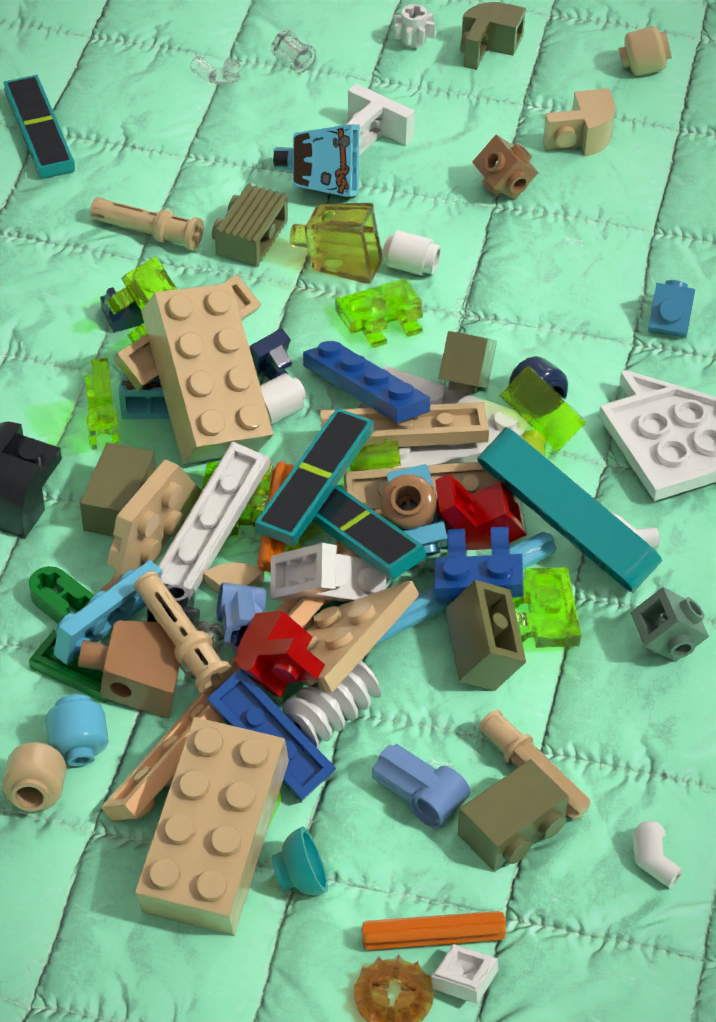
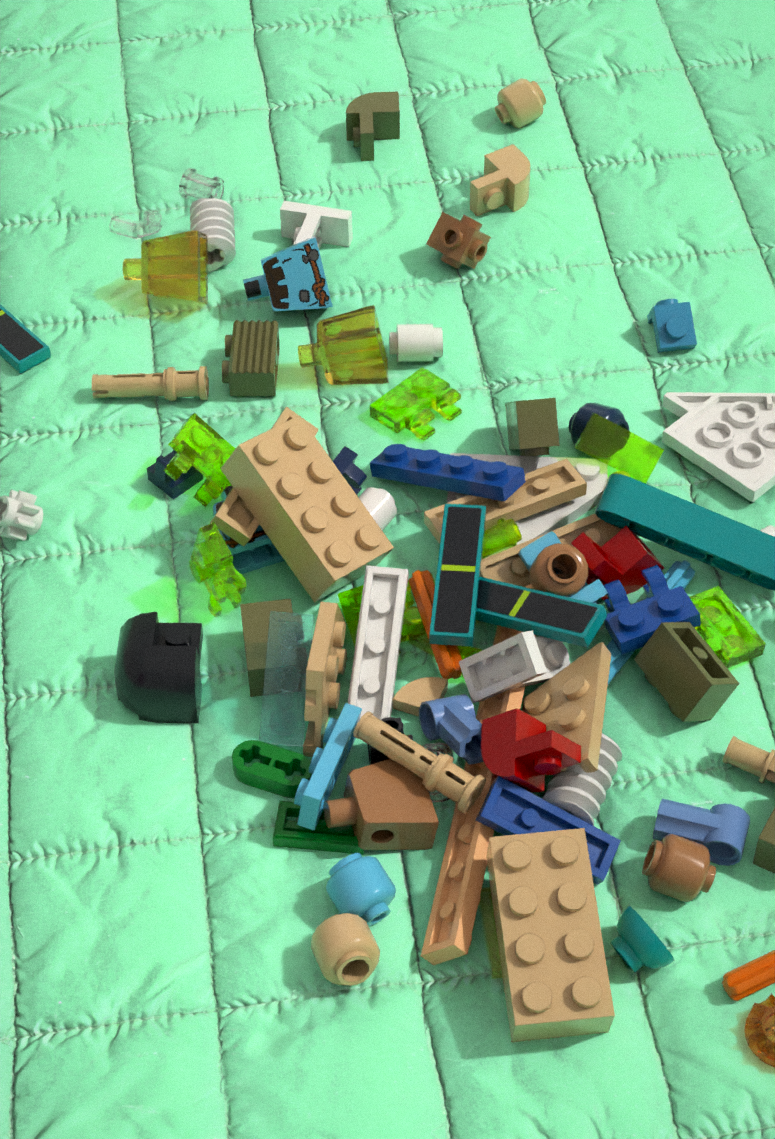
camera: 20 degrees left, 0 degrees up
(95, 537) = (286, 678): none -> clear light blue plate
(219, 118) = (172, 267): none -> clear yellow torso
(276, 97) = (215, 220): none -> white piece
(376, 811) = (678, 867): none -> medium nougat head
(414, 26) = (300, 135): white gear -> none

